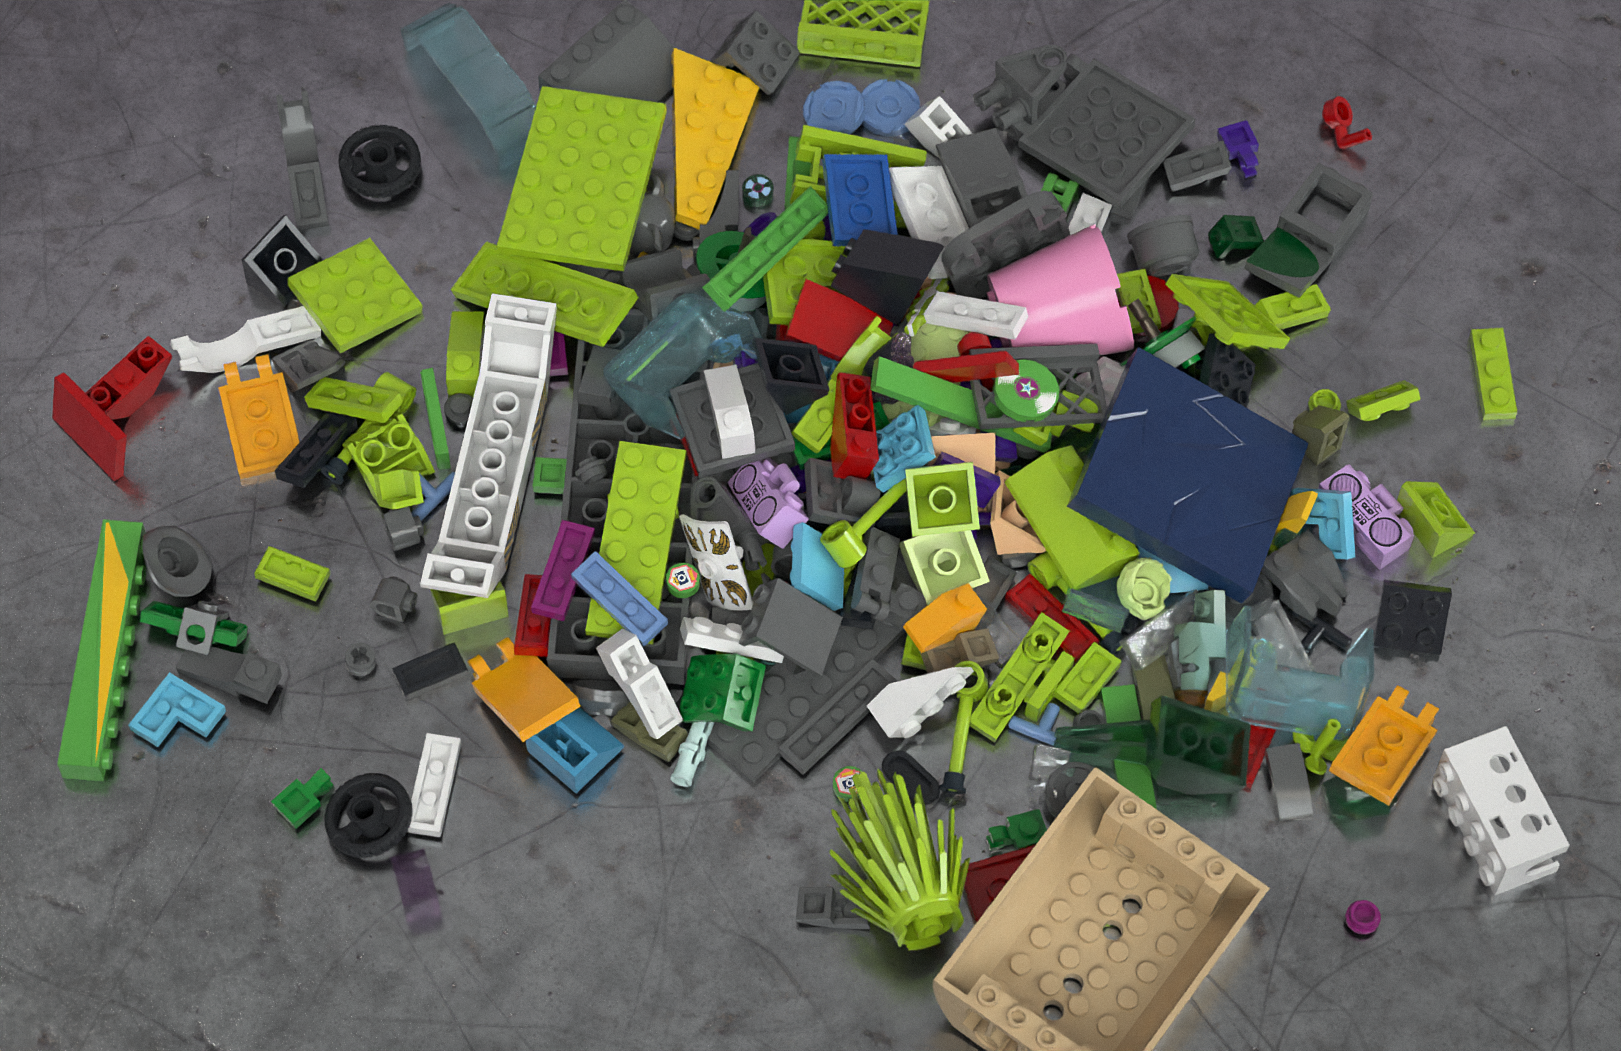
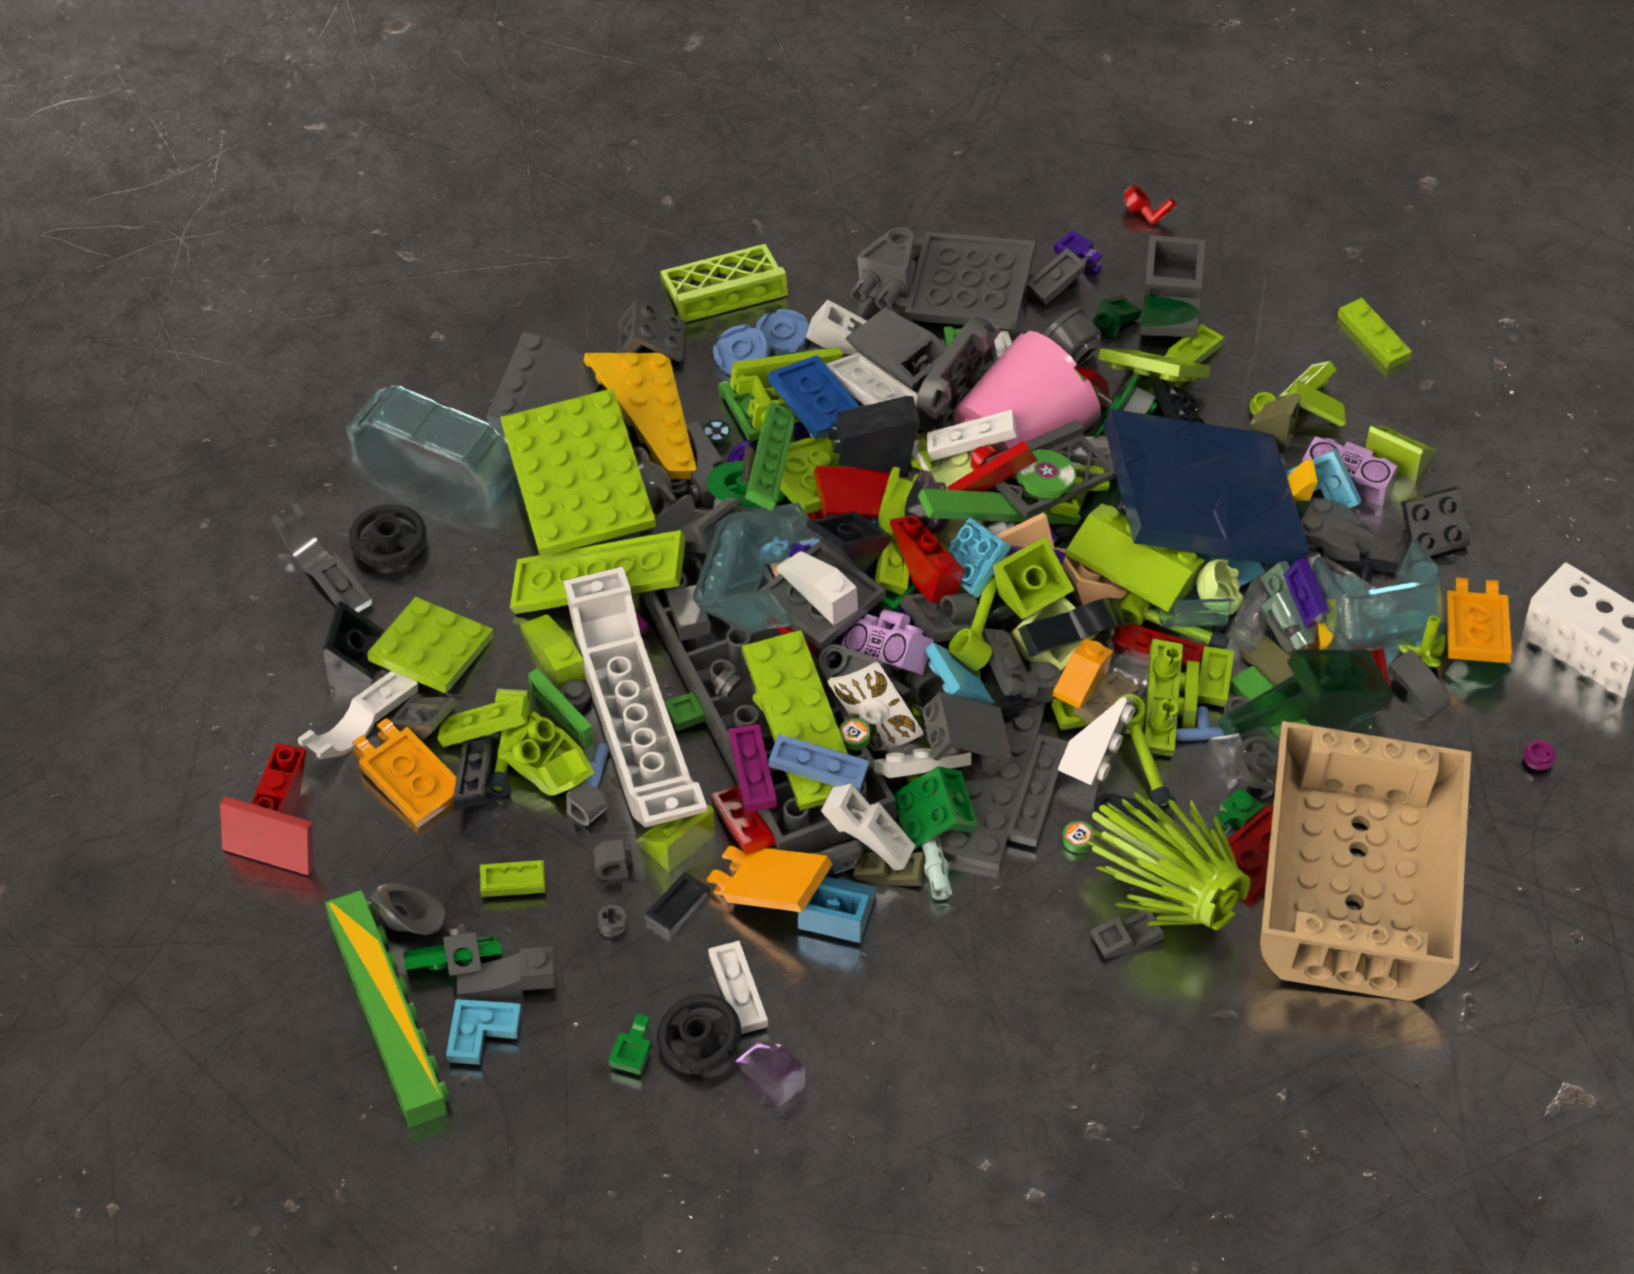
camera: 25 degrees left, 10 degrees down
(963, 565) = (1073, 626): none -> black piece
(1219, 645) = (1306, 593): none -> dark purple plate
(1375, 429) = (1319, 403): none -> lime slope

